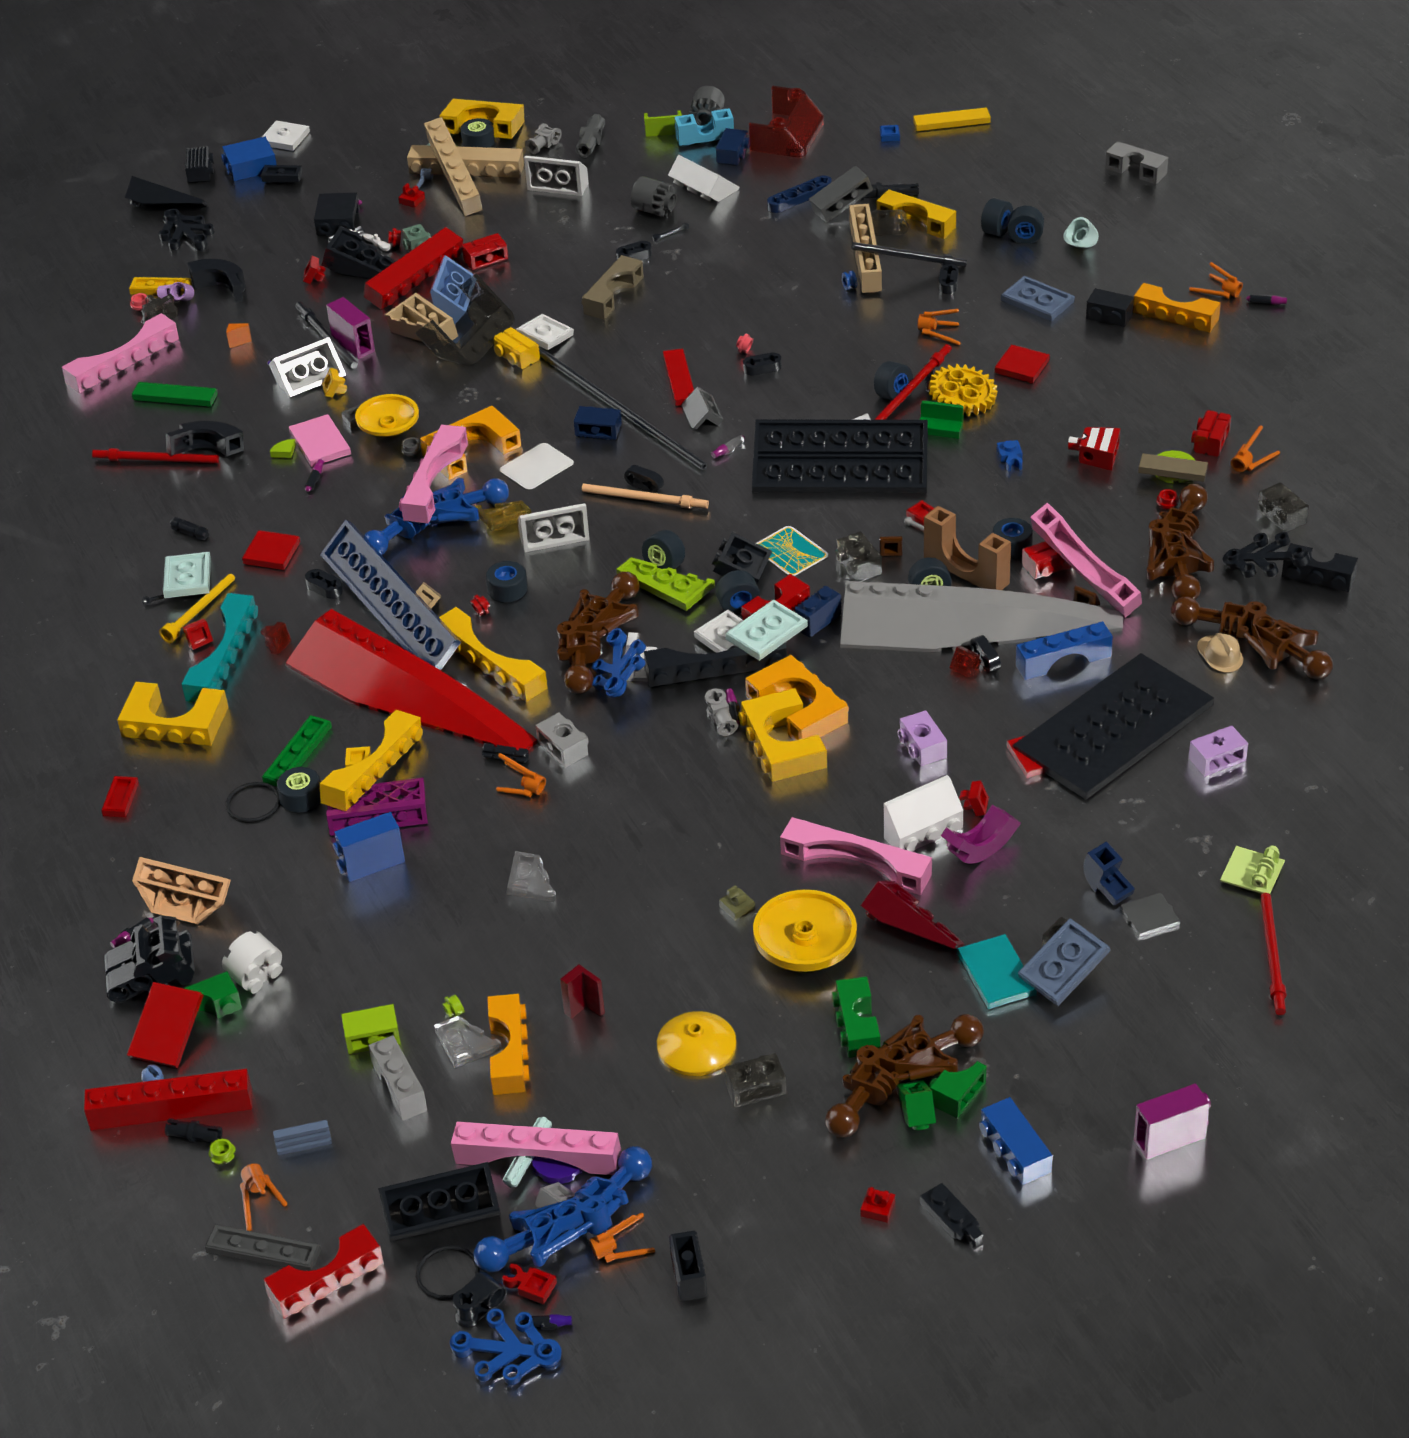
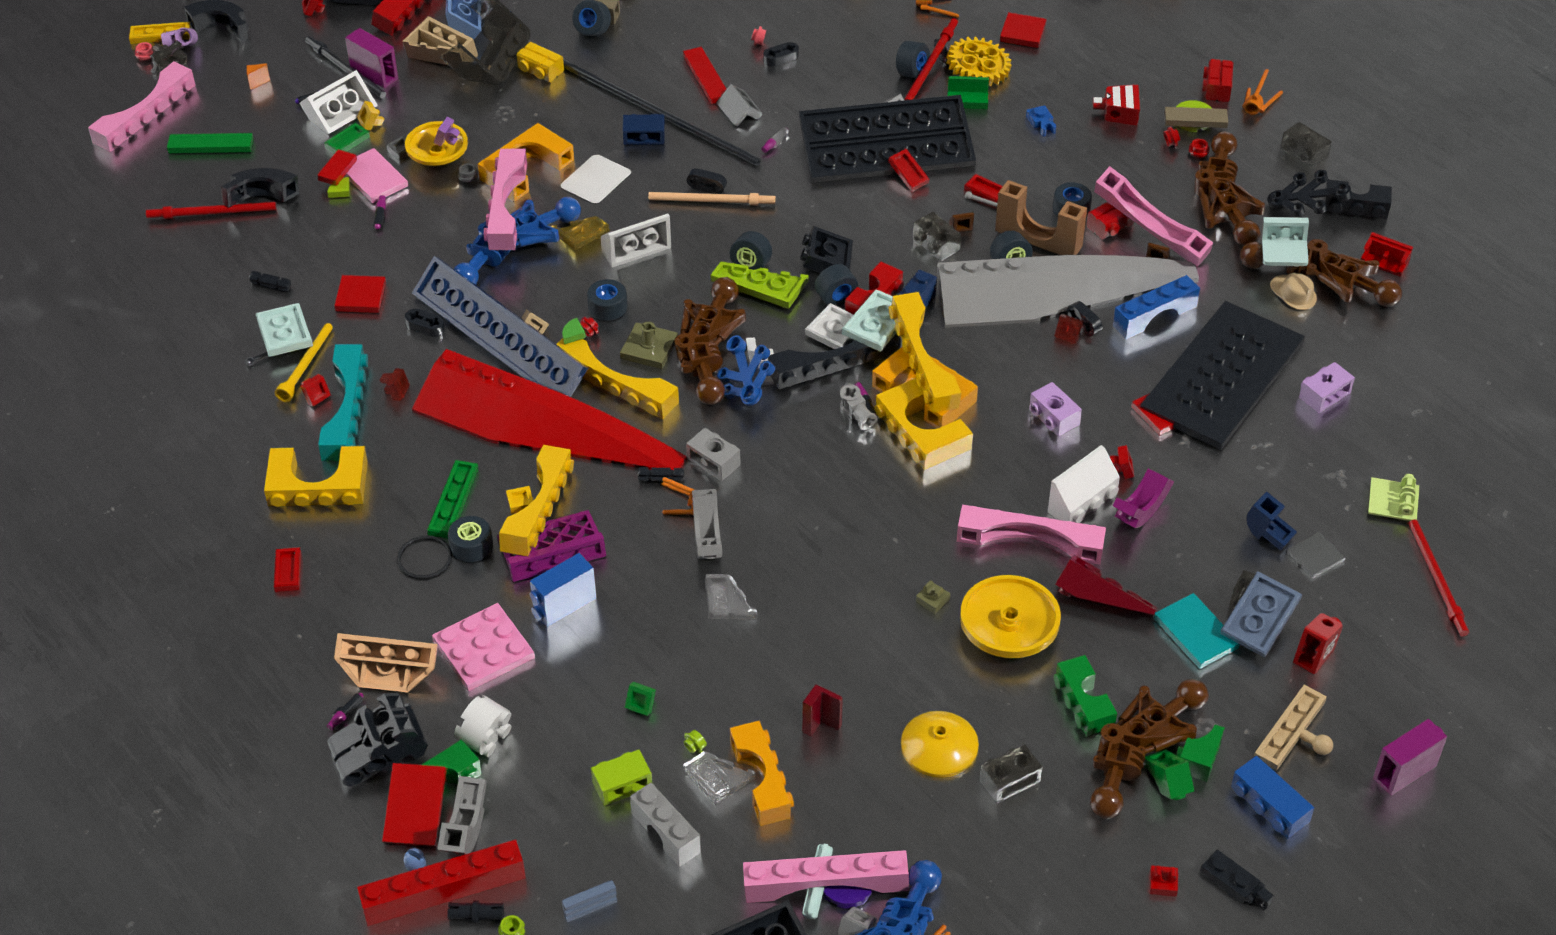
camera: 15 degrees left, 5 degrees up
(210, 1046) = (465, 823): none -> light grey arch
(281, 891) = (483, 646): none -> bright pink plate
(285, 428) = (337, 167): none -> red tile
(305, 404) = (347, 138): none -> green tile
(396, 405) = (447, 133): none -> medium lavender tile
(413, 958) = (640, 698): none -> green tile
(458, 606) = (573, 331): none -> bright green tile
(531, 805) = (706, 524): none -> light grey arch
(533, 630) = (648, 345): none -> olive tile
(545, 331) = (563, 42): white plate -> none
(579, 310) = (584, 16): none -> black wheel
(792, 550) = (869, 236): teal sticker -> none
(804, 698) = (938, 385): none -> yellow arch
(852, 489) = (908, 170): none -> red tile
(1062, 1077) = (1292, 727): none -> tan plate
(1116, 997) = (1322, 632): none -> red torso
(1141, 485) = (1171, 137): none -> red plate
(1216, 598) = (1285, 241): none -> light aqua bracket
(1333, 626) = (1388, 252): none -> red hinge

